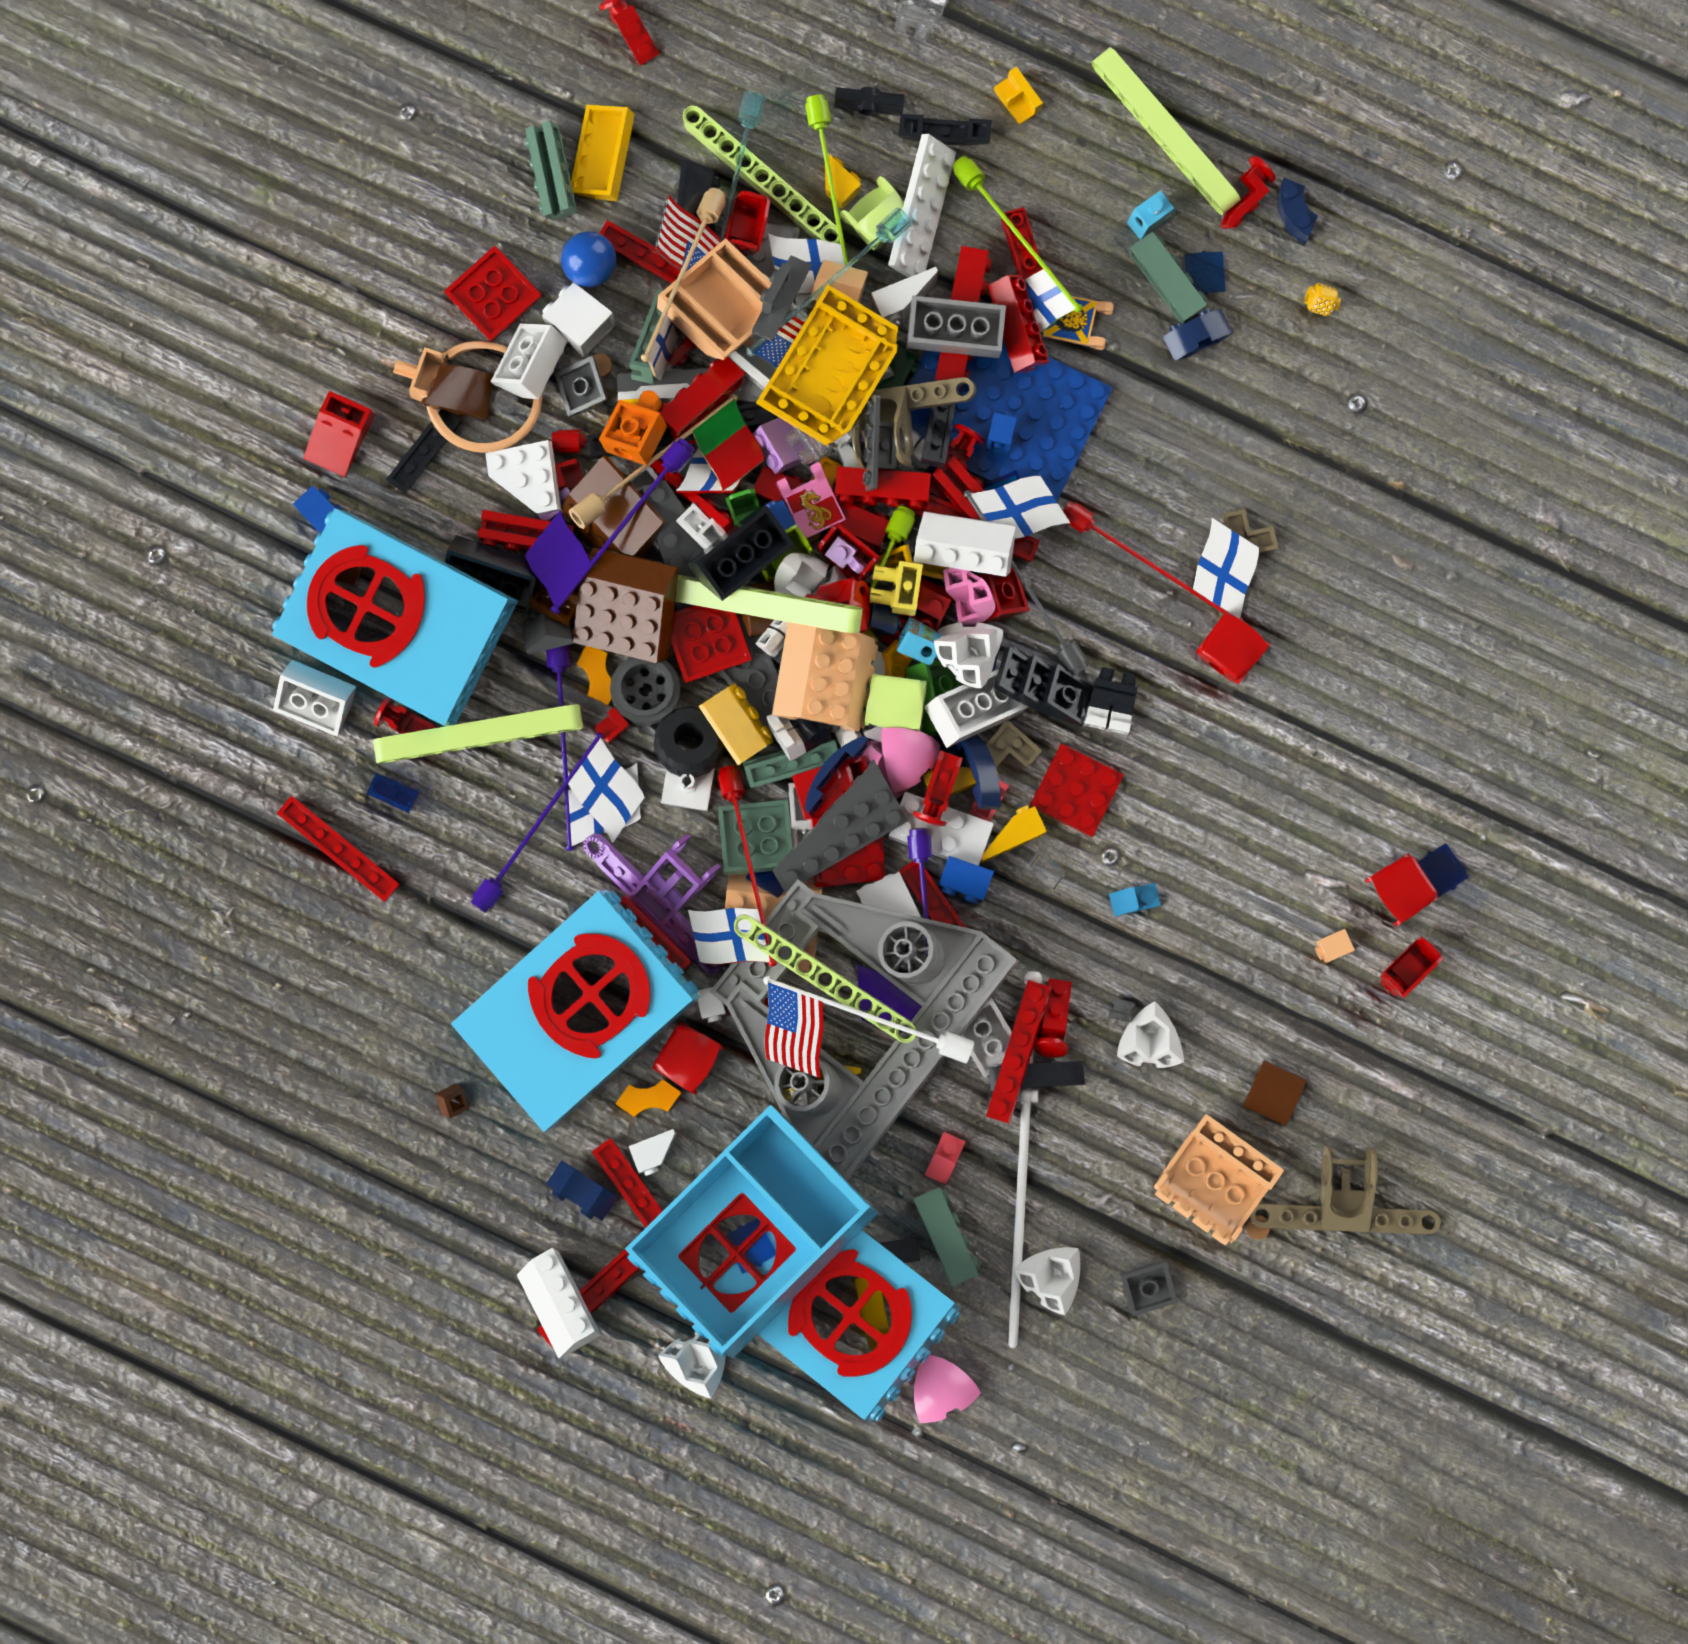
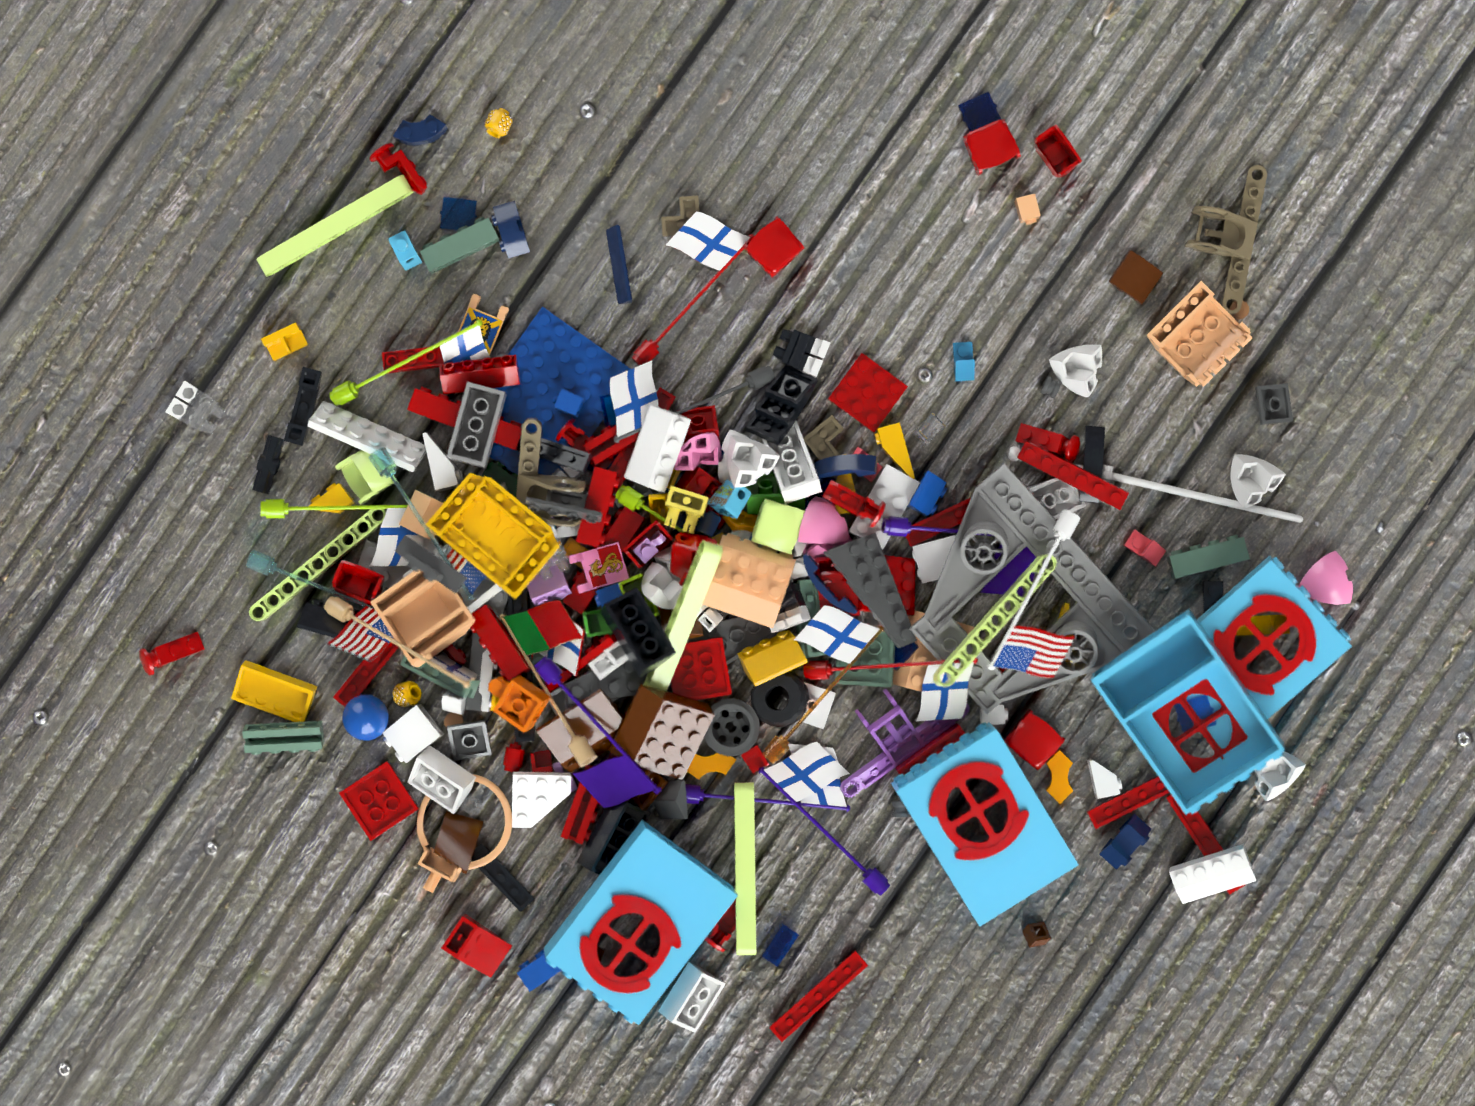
camera: 85 degrees left, 5 degrees up
(620, 357) = (453, 703): none -> white slope
(624, 304) = (406, 694): none -> yellow head
(773, 798) = (837, 637): none -> flag
(1178, 470) = (619, 265): none -> dark blue slope

